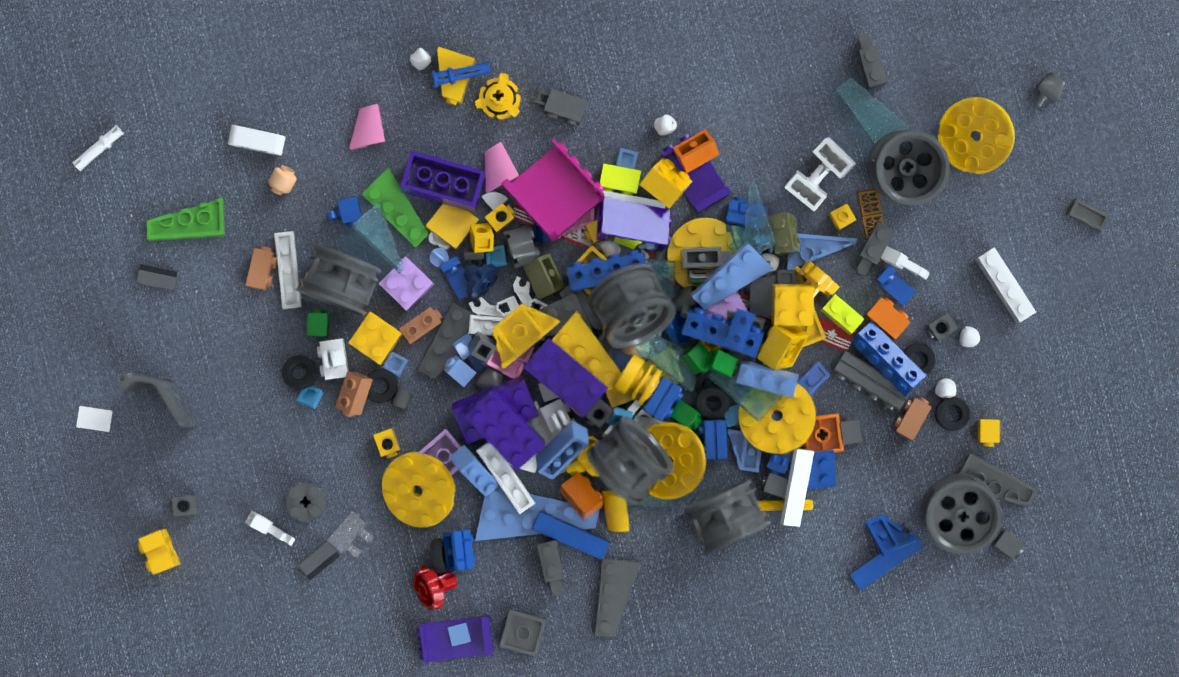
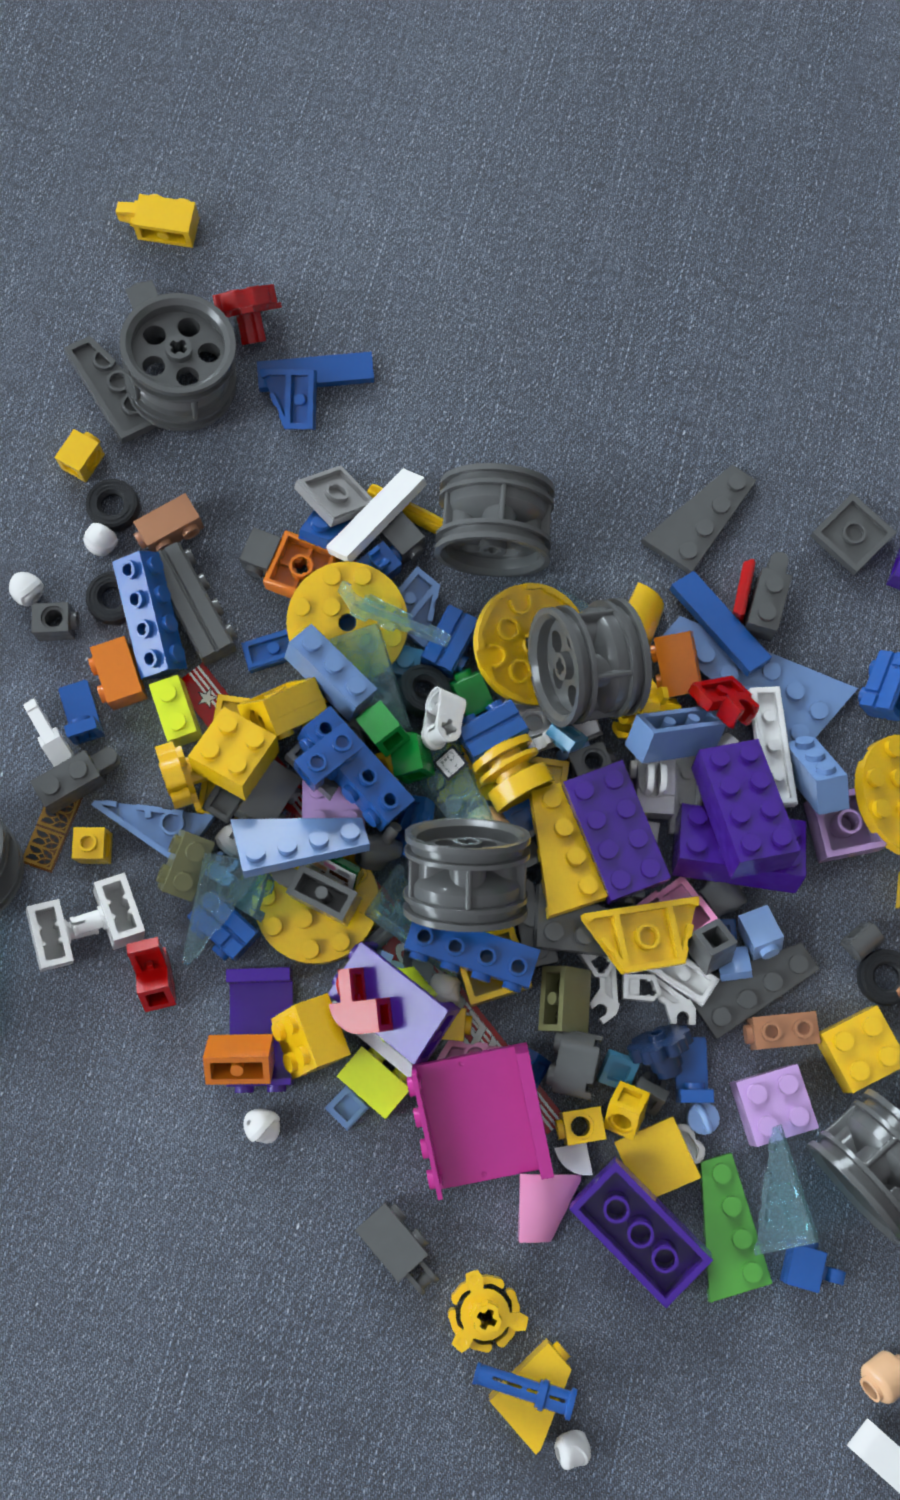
camera: 150 degrees left, 10 degrees down
(368, 128) = (709, 1384): bright pink slope -> none
(395, 363) = (846, 997): medium blue tile -> none
(543, 488) = (726, 696): none -> red plate
(567, 562) = (744, 589): none -> red tile
(648, 206) = (354, 1011): none -> brick
(675, 368) = (450, 762): none -> sticker
(692, 389) = (442, 718): none -> white piece
(755, 427) = (389, 616): none -> clear light blue wing
(767, 168) = (153, 974): none -> red brick
(828, 487) = (333, 495): none -> light grey tile
(947, 572) = (246, 306): none -> red piece
(1033, 604) = (161, 219): none -> yellow hinge

